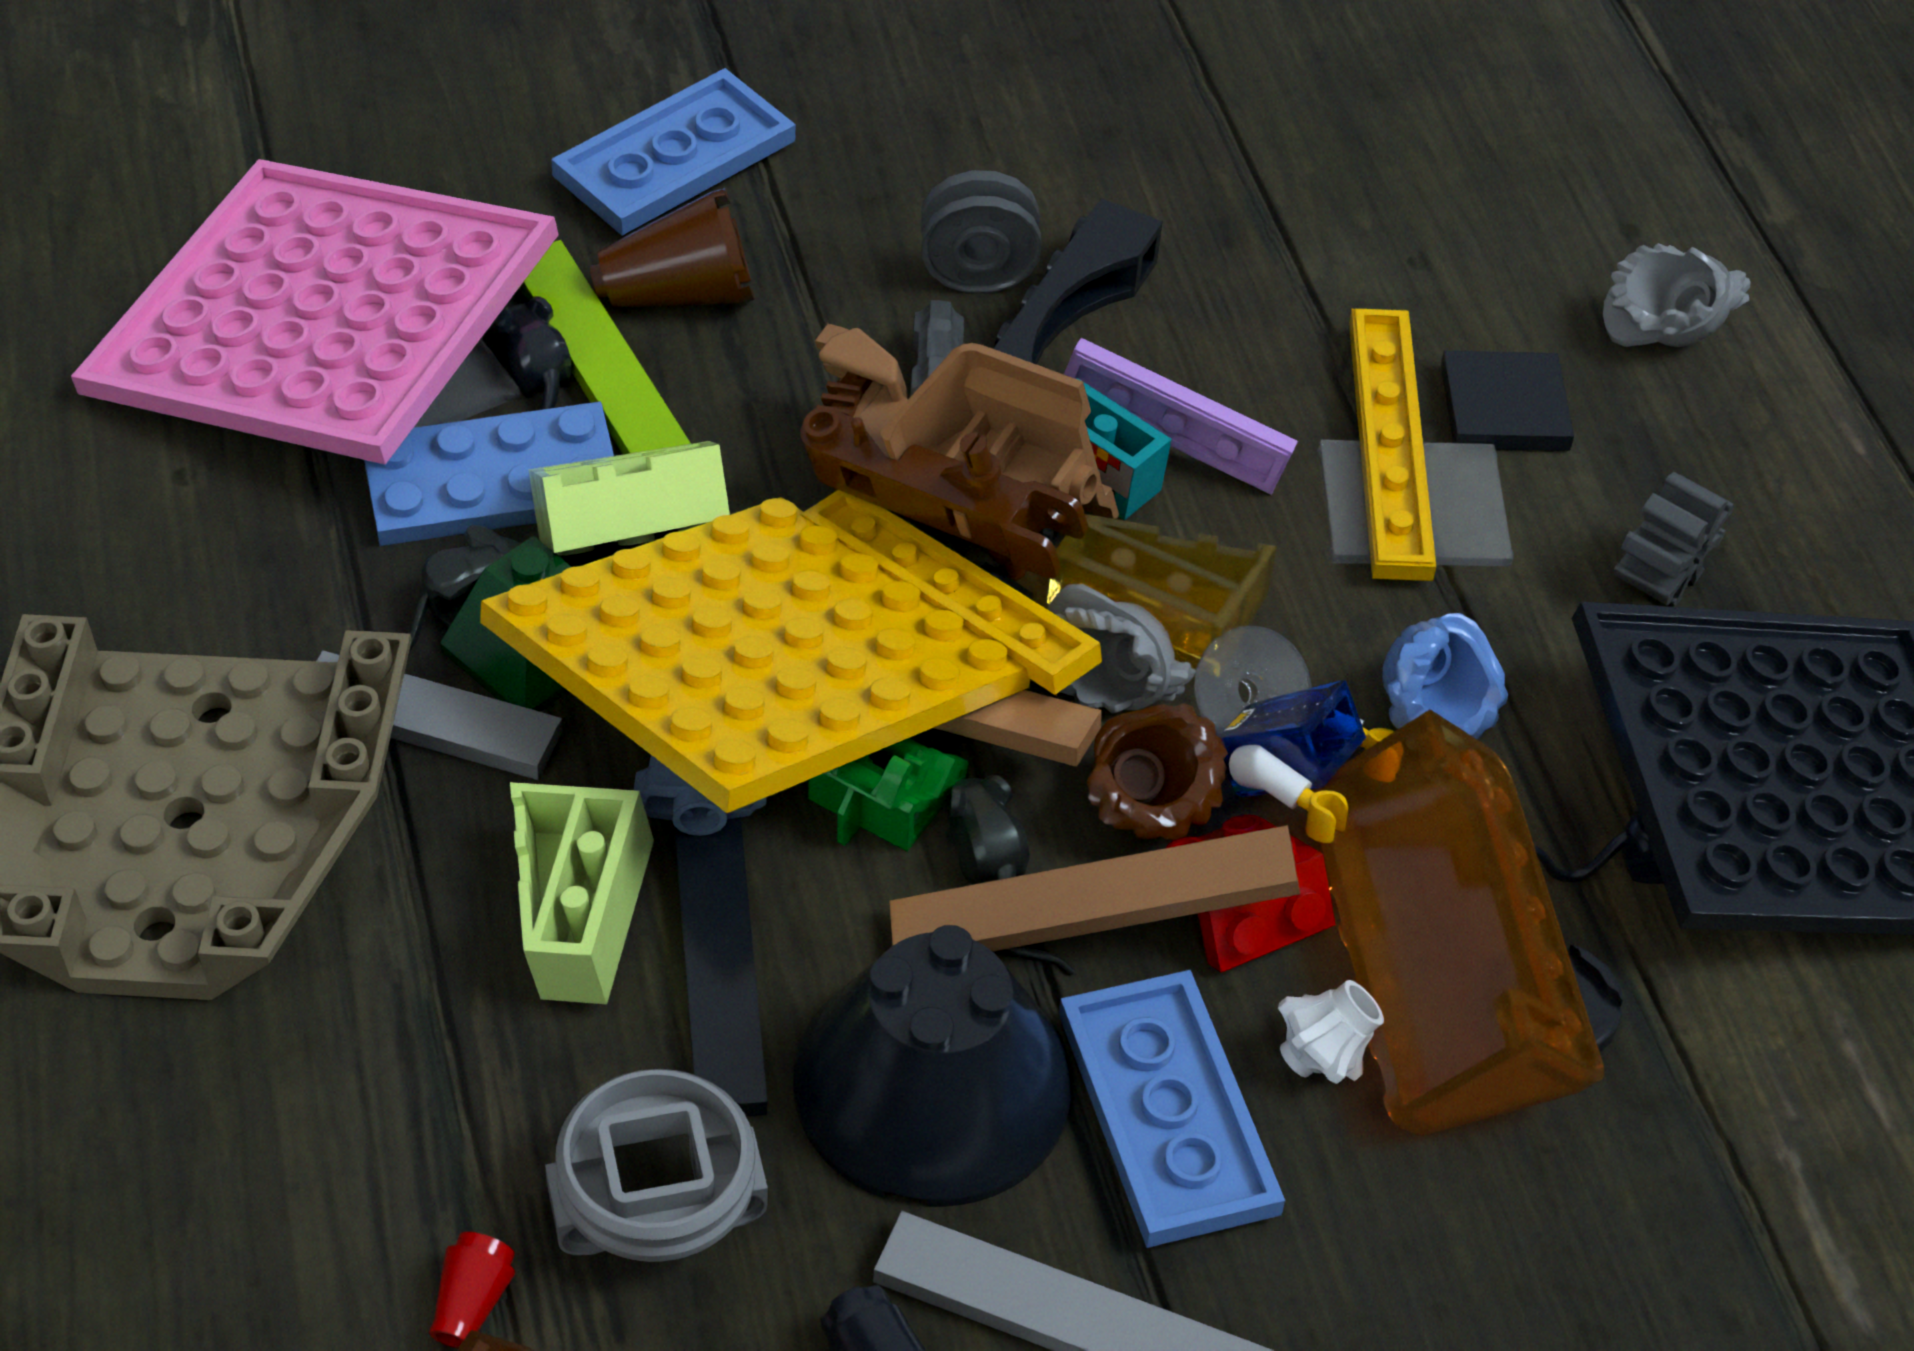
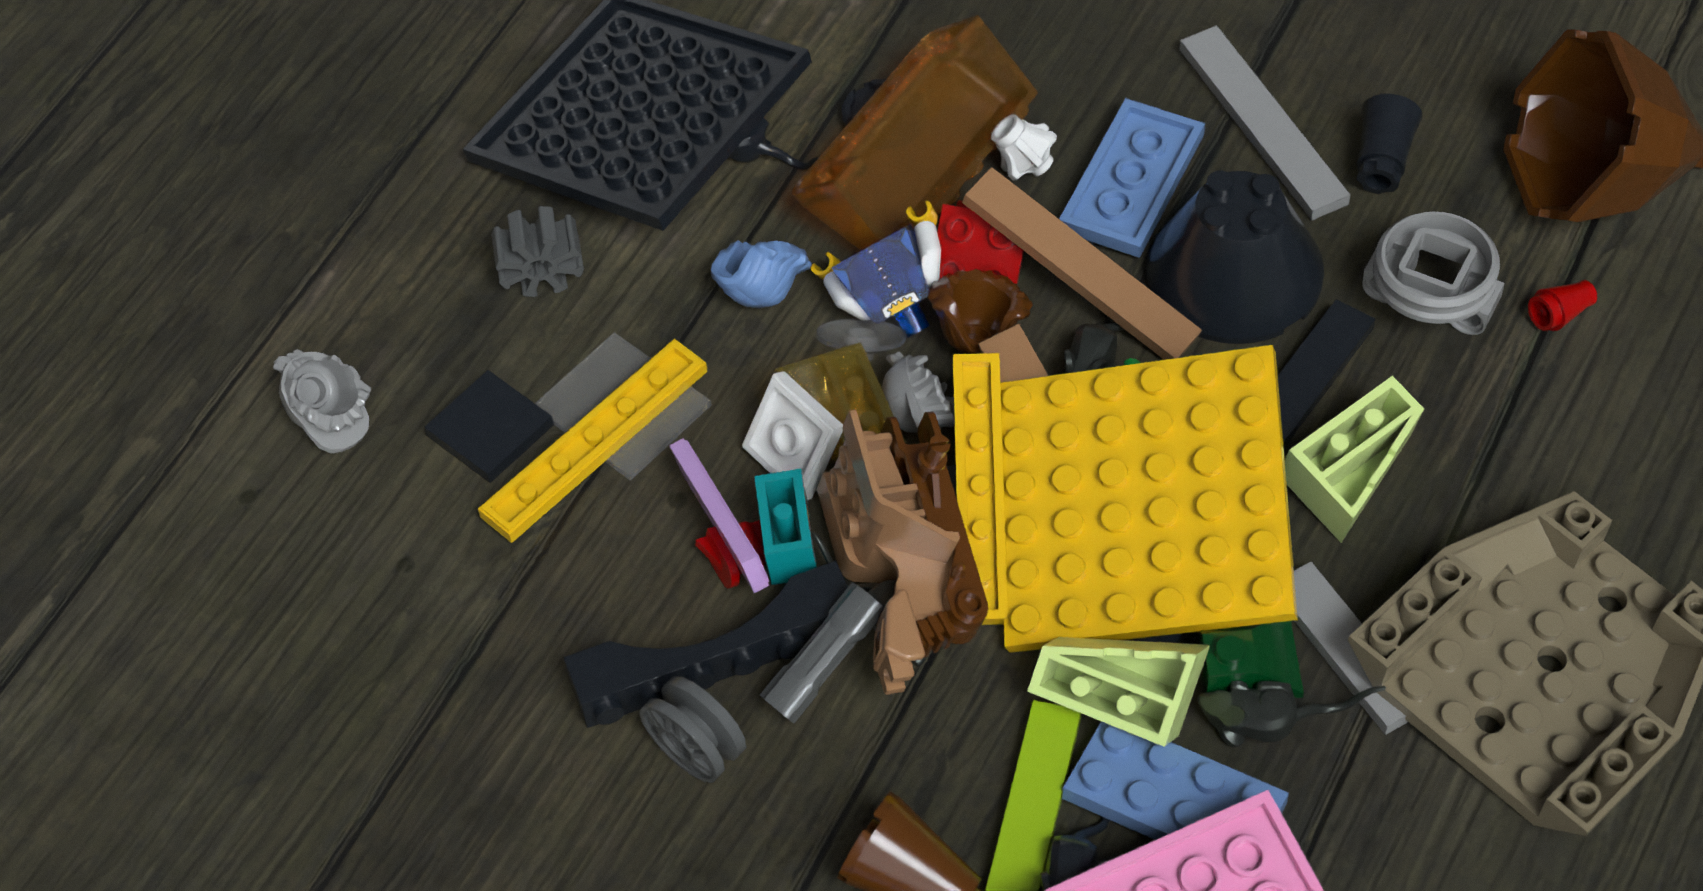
camera: 130 degrees left, 5 degrees up
(1187, 518) = (792, 432): none -> white plate

